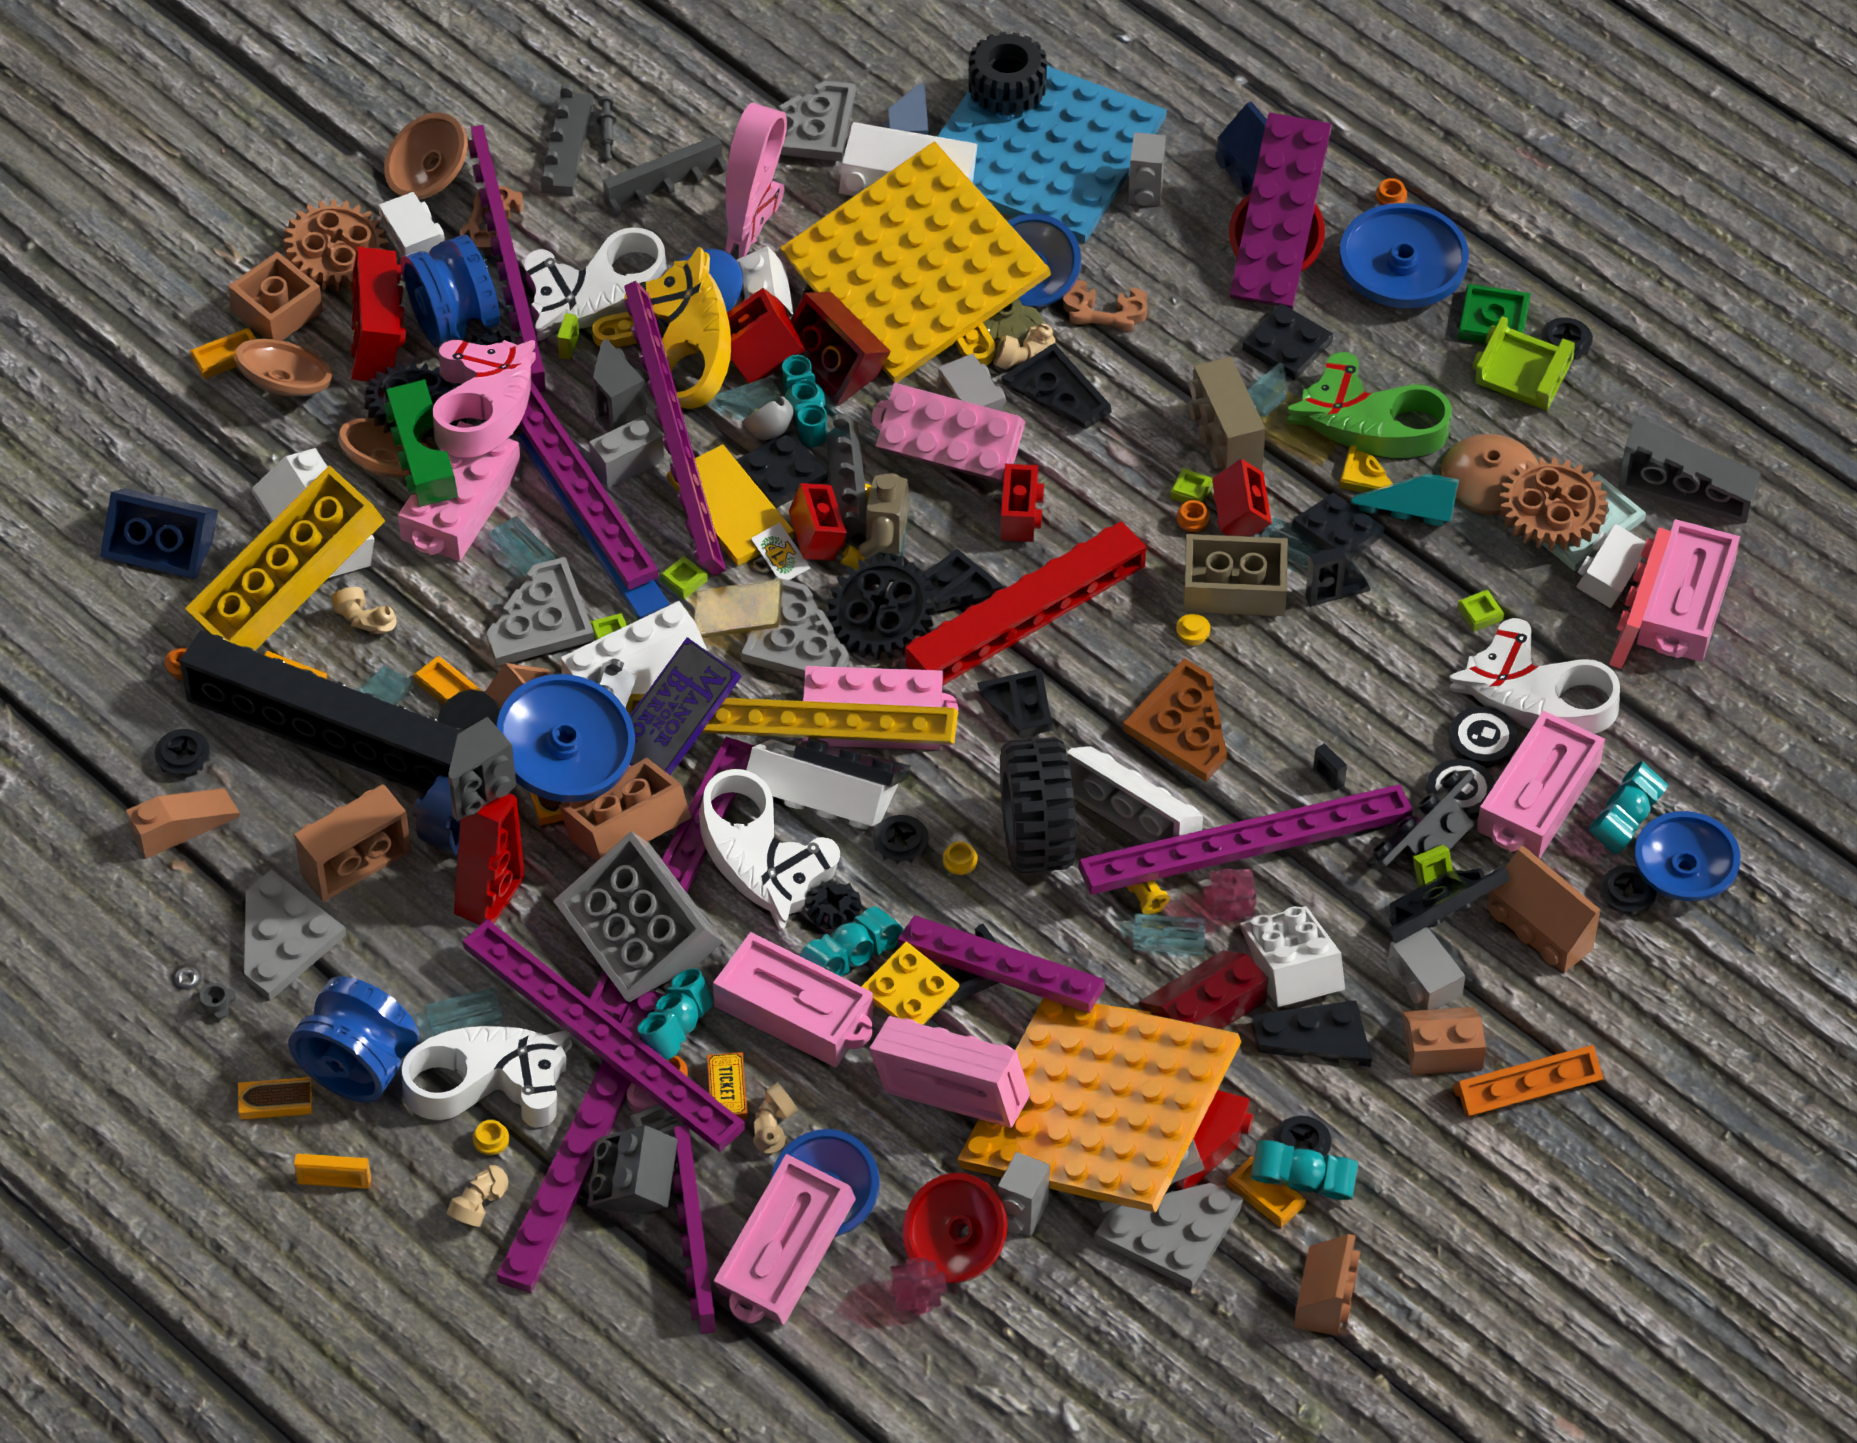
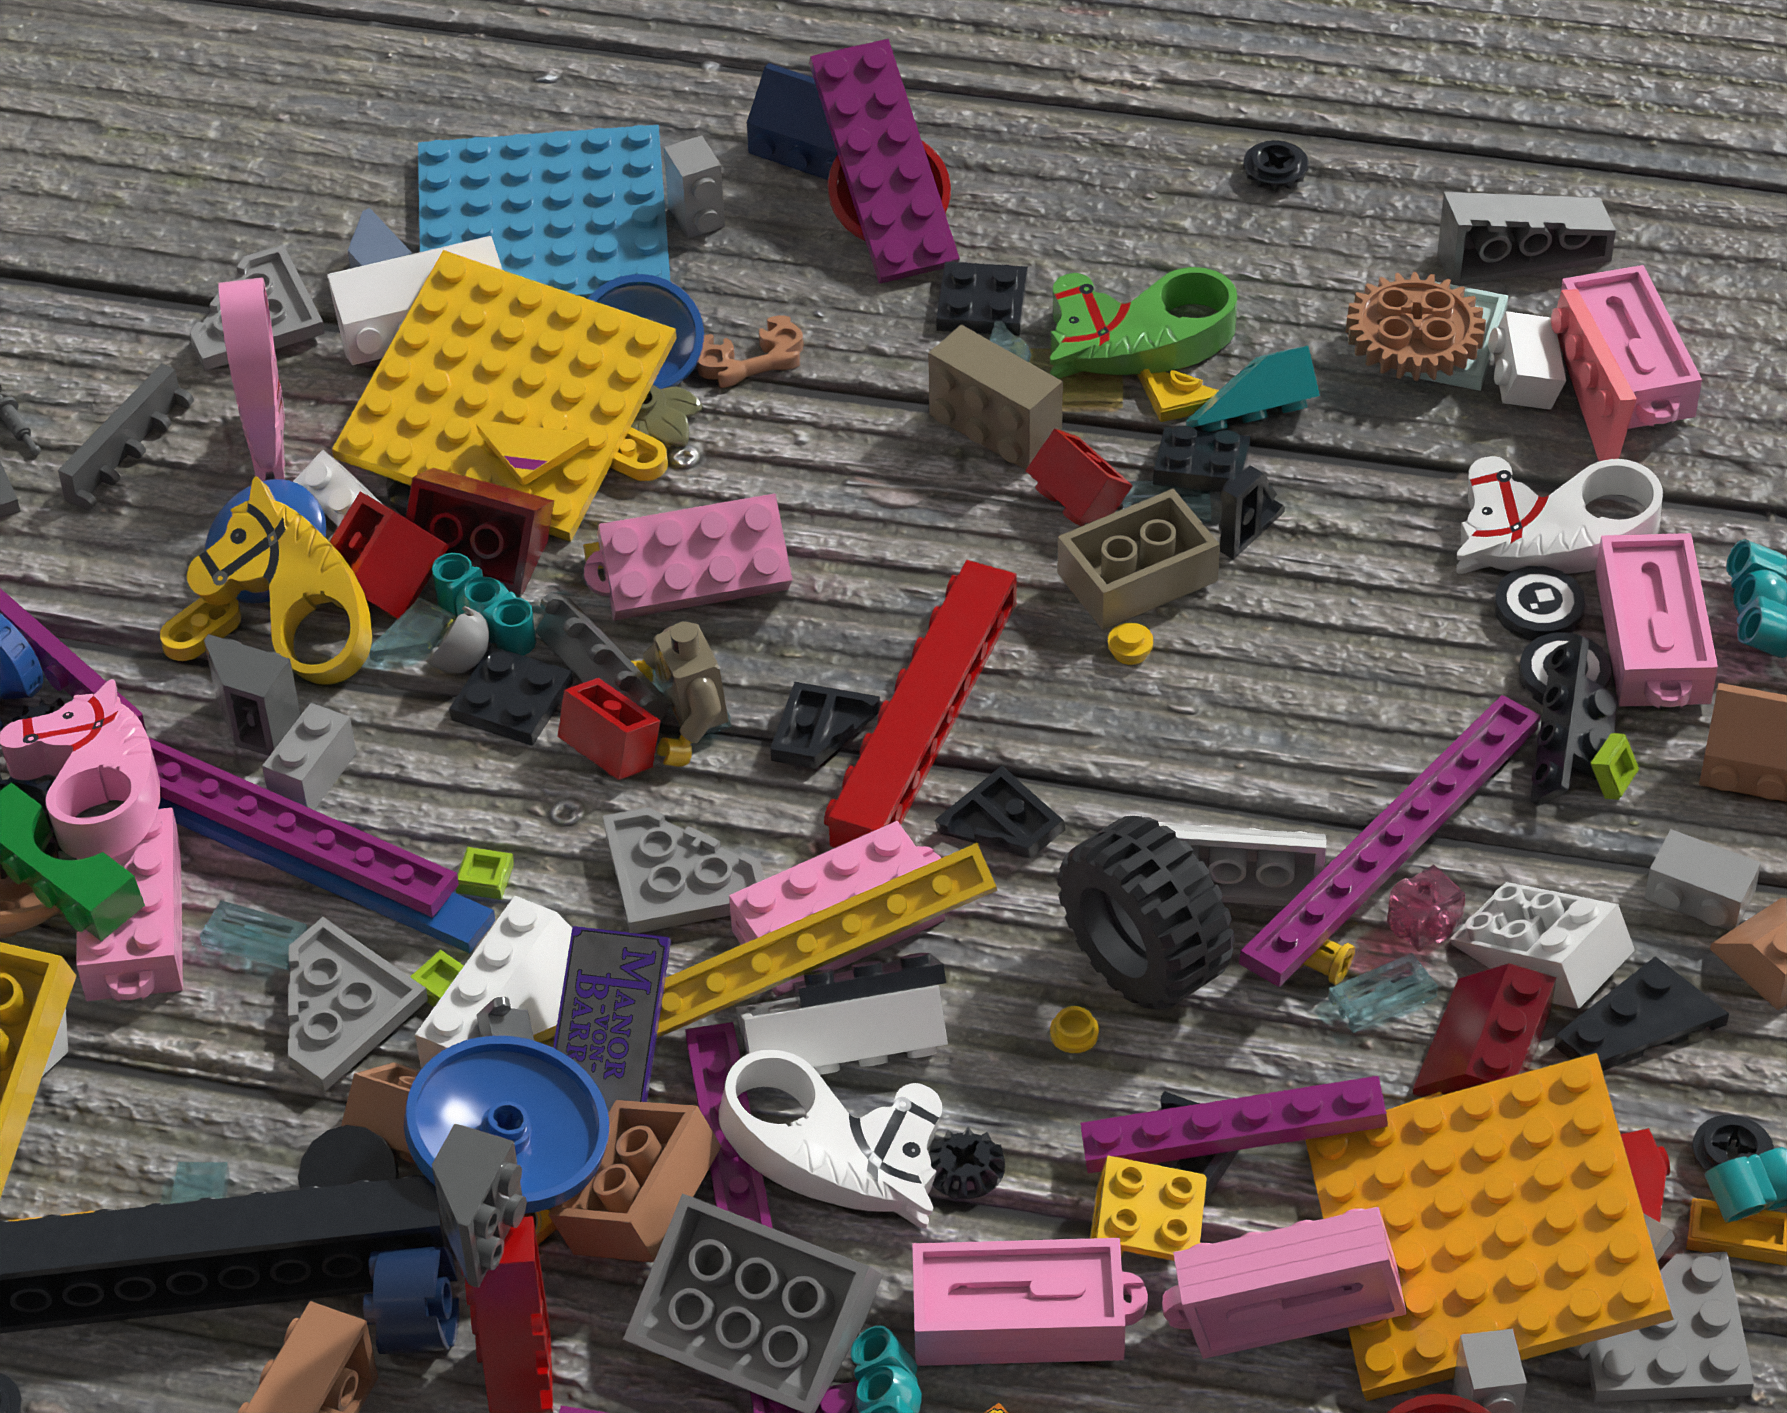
camera: 30 degrees left, 5 degrees down
(350, 603) = (81, 1109): tan arm -> none
(442, 680) = (270, 1144): light orange tile -> none
(568, 336) = (137, 664): lime tile -> none
(588, 292) = (127, 610): white animal -> none
(676, 436) = (369, 714): magenta plate -> none
(735, 504) = (479, 763): yellow tile -> none
(738, 608) = (586, 871): clear yellow piece -> none
(780, 552) = (583, 787): white sticker -> none
(854, 942) = (1036, 1191): teal piece -> none
(855, 600) = (801, 780): black gear -> none
(899, 309) = (529, 449): none -> yellow tile
(907, 828) = (981, 1028): black gear -> none
(970, 382) = (666, 490): light grey brick -> none
(1007, 73) = (461, 154): black tyre -> none
(1009, 350) = (705, 428): tan arm -> none
(1019, 503) = (831, 596): red brick -> none
(1058, 386) = (770, 456): black wing -> none
(1182, 721) = (1205, 748): dark orange plate -> none
(1191, 486) = (1002, 495): lime tile -> none
(1193, 516) = (1031, 522): orange plate -> none
(1329, 767) = (1409, 714): black tile -> none
(1391, 192) = (971, 104): orange plate -> none
(1403, 255) = (1043, 154): blue dish -> none
(1440, 897) = (1660, 793): black wing -> none
(1480, 610) = (1421, 475): lime tile -> none
(1482, 467) = (1306, 318): nougat dish -> none
(1486, 306) = (1179, 176): green tile -> none
(1522, 365) = (1259, 208): lime panel -> none

